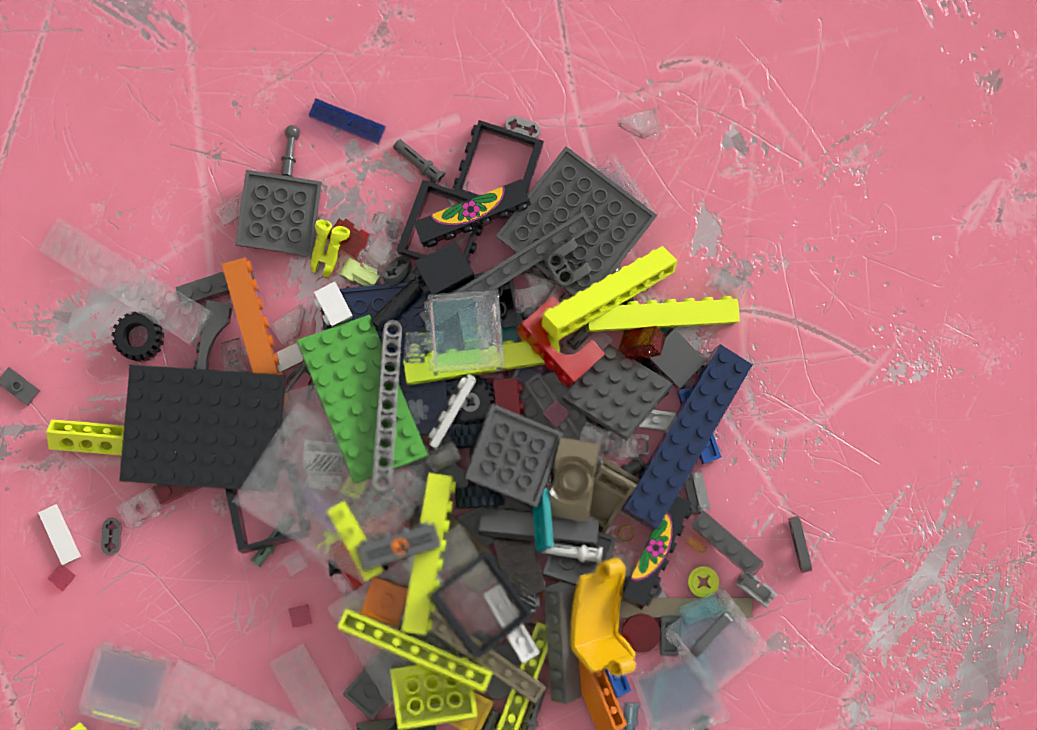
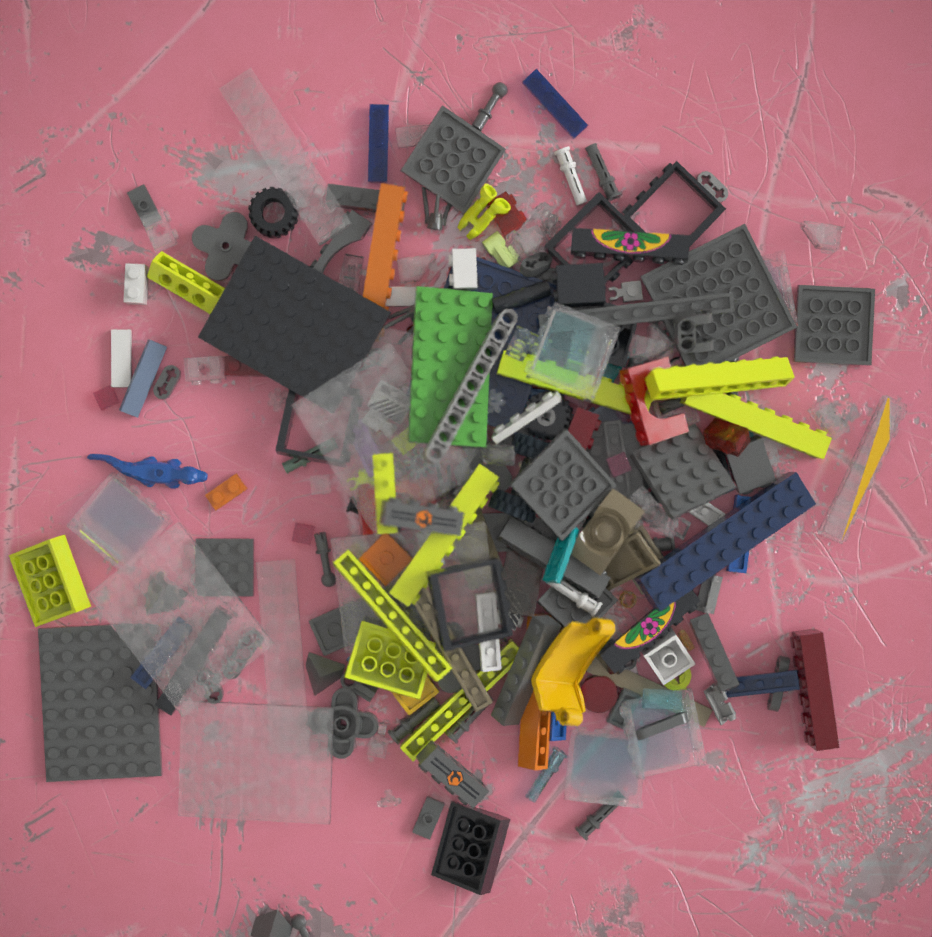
camera: 30 degrees right, 5 degrees up
(30, 399) = (158, 240): none -> clear brick
(42, 460) = (136, 284): none -> white brick
(87, 543) = (142, 378): none -> sand blue tile
(93, 388) = (211, 241): none -> dark grey plant
(134, 625) = (152, 471): none -> blue animal
(204, 230) = (378, 143): none -> clear blue plate
(212, 611) = (226, 492): none -> orange plate
(248, 672) = (233, 560): none -> dark grey plate
(288, 274) = (435, 220): none -> dark grey plant
(324, 620) = (328, 578): none -> dark grey pin
(385, 171) = (568, 167): none -> white pin
(493, 254) = (630, 291): none -> white plate
(687, 568) = (668, 657): none -> white slope
(691, 198) = (834, 325): none -> dark grey plate
(779, 314) = (862, 469): none -> clear brick
(787, 549) = (766, 683): none -> dark blue plate
(835, 533) = (815, 689): none -> dark red brick

